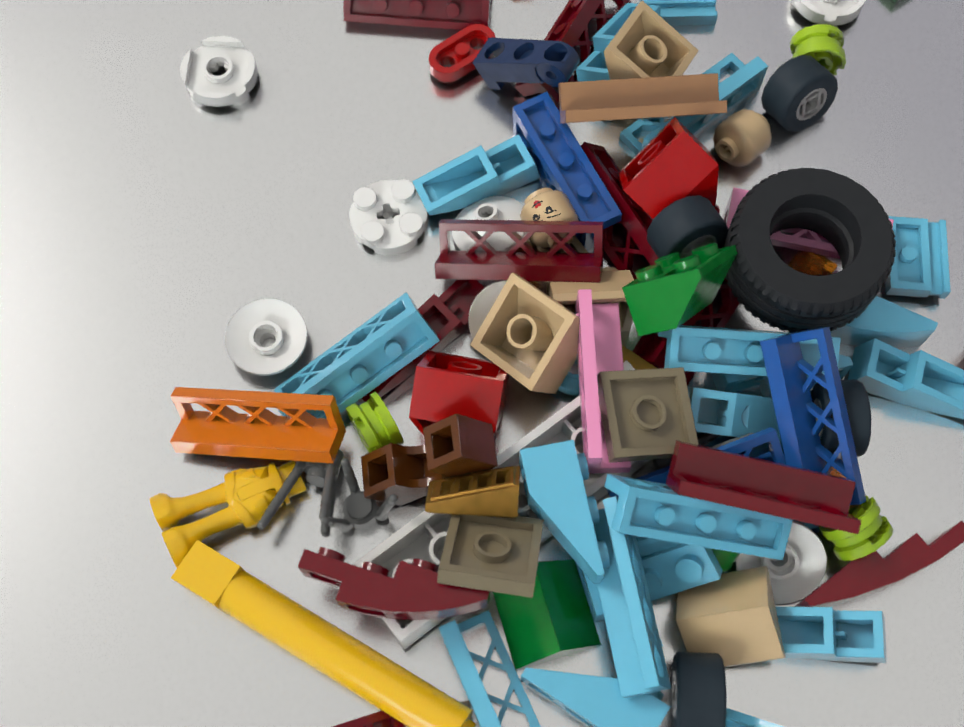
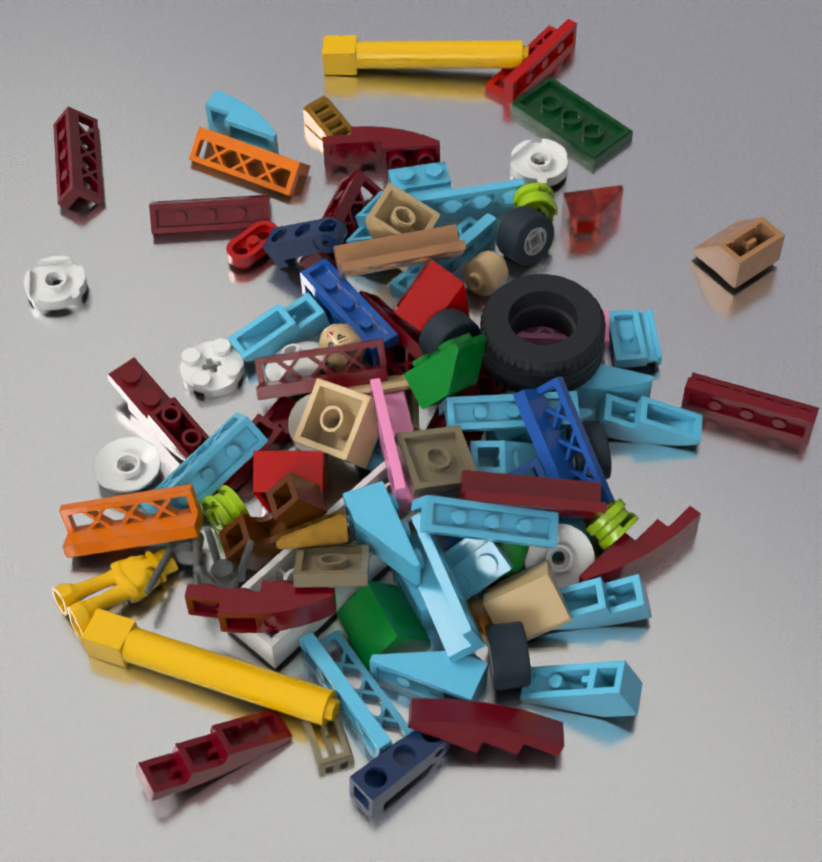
camera: 10 degrees left, 15 degrees down
(314, 268) = (156, 410): none -> dark red slope
(666, 618) = (479, 612): none -> clear orange plate
(740, 32) = (472, 201): none -> medium azure fence
(884, 68) = (591, 210): none -> clear red slope

